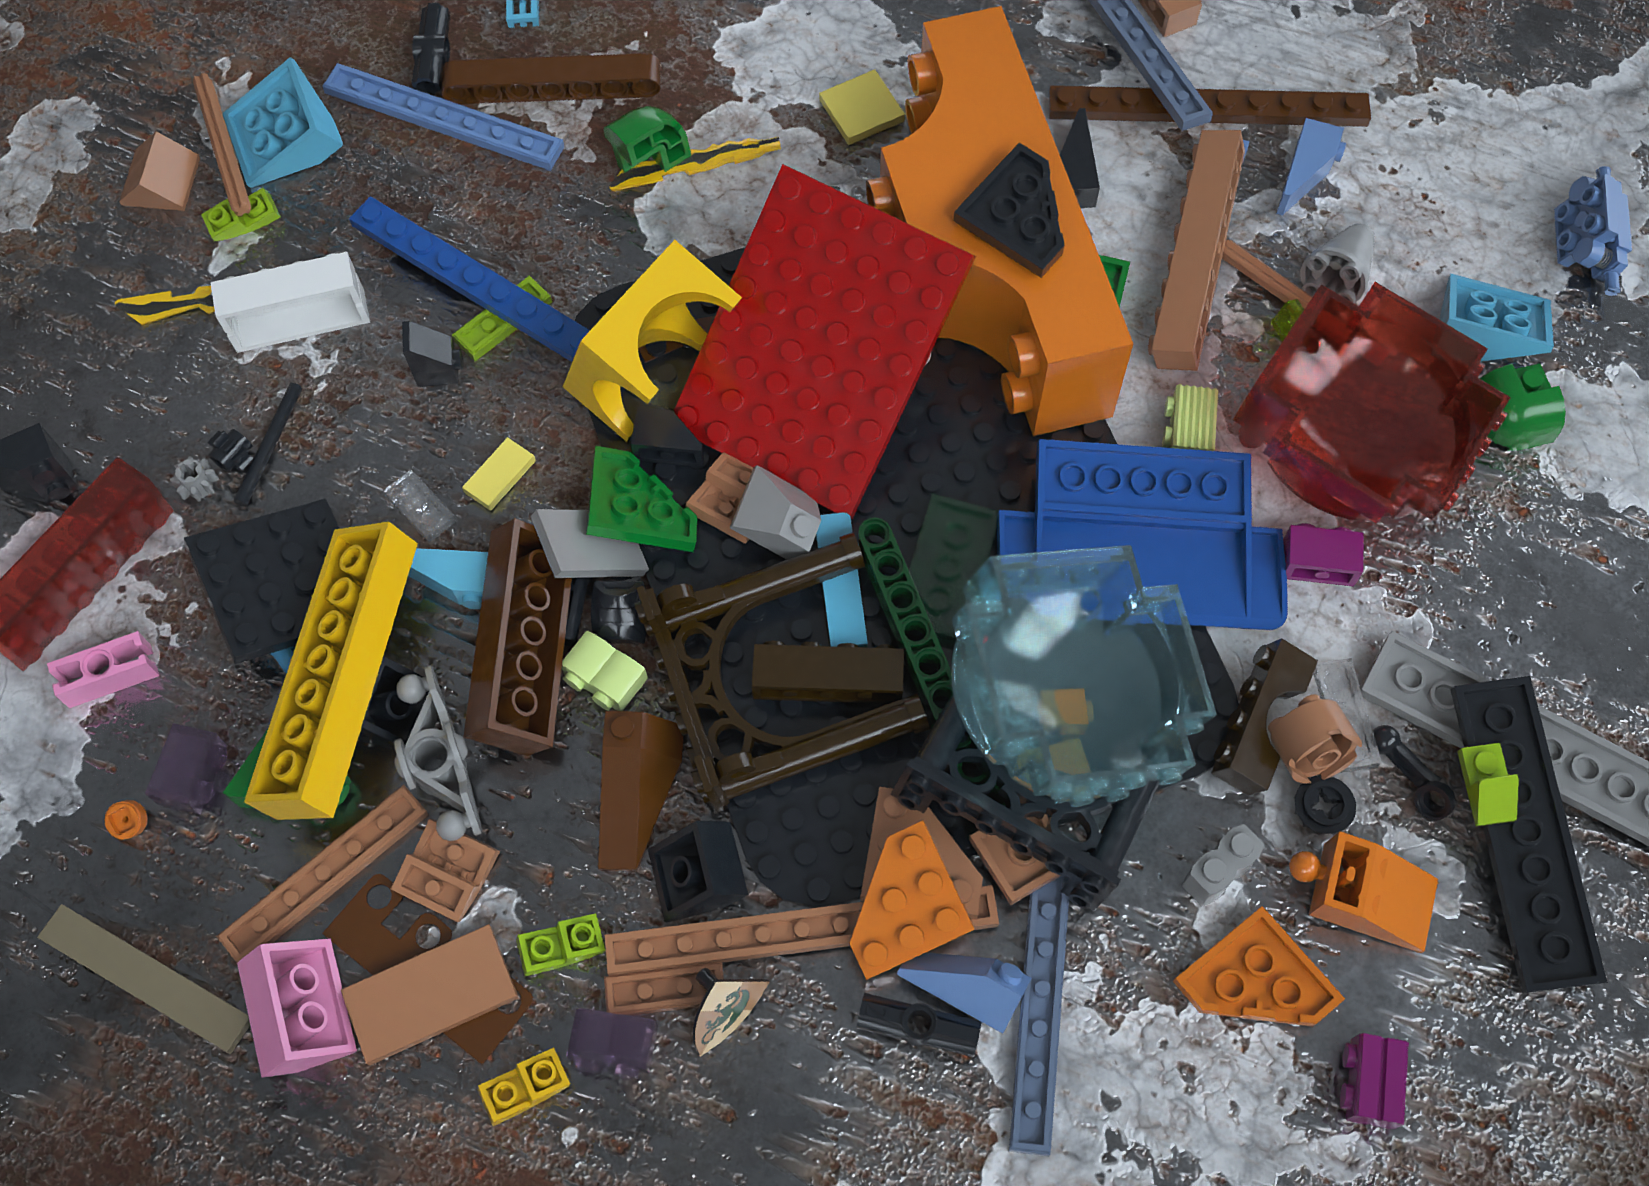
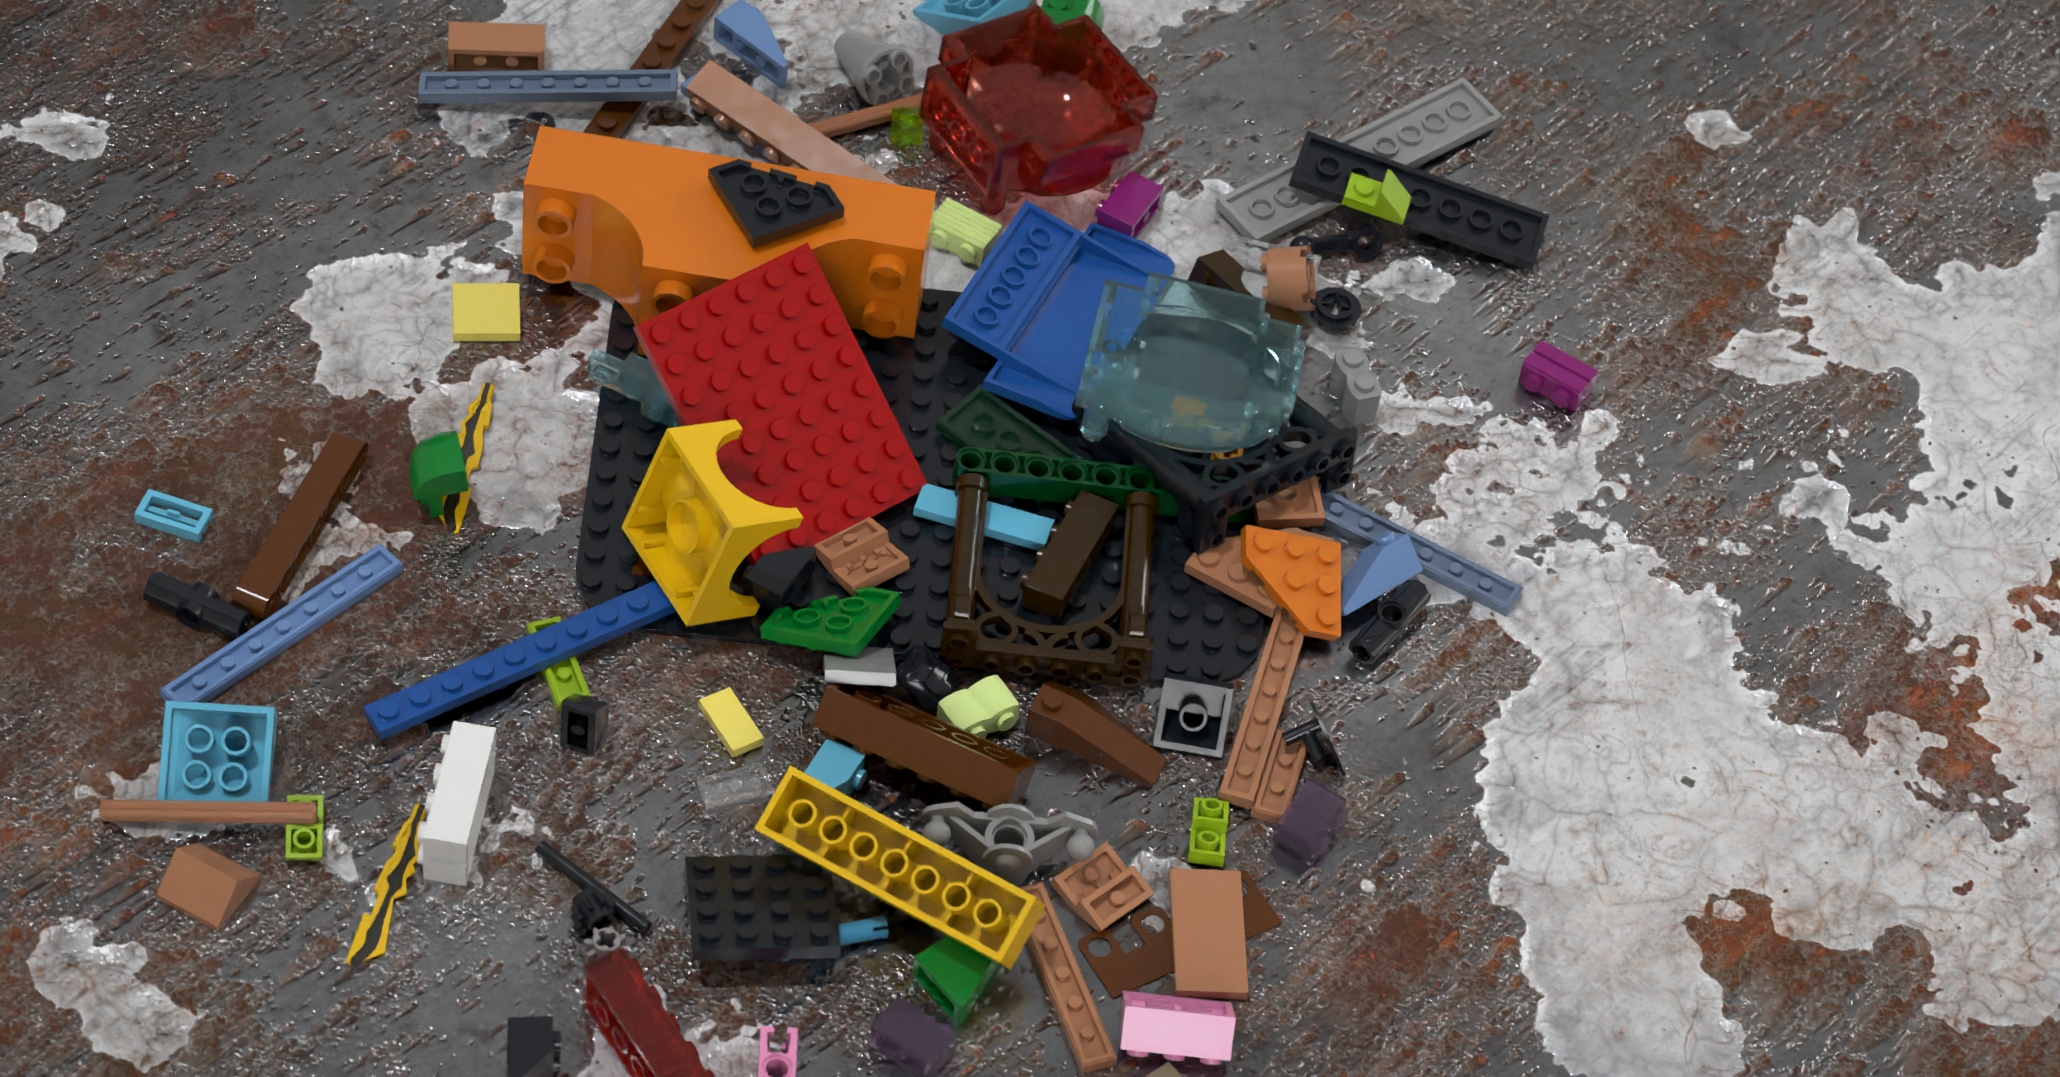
camera: 75 degrees left, 15 degrees down
(523, 1087) = (1316, 896): yellow slope -> none
(776, 515) = (910, 525): light grey slope -> none
(1259, 976) = (1448, 407): orange plate -> none
(1373, 894) = (1414, 314): orange slope -> none

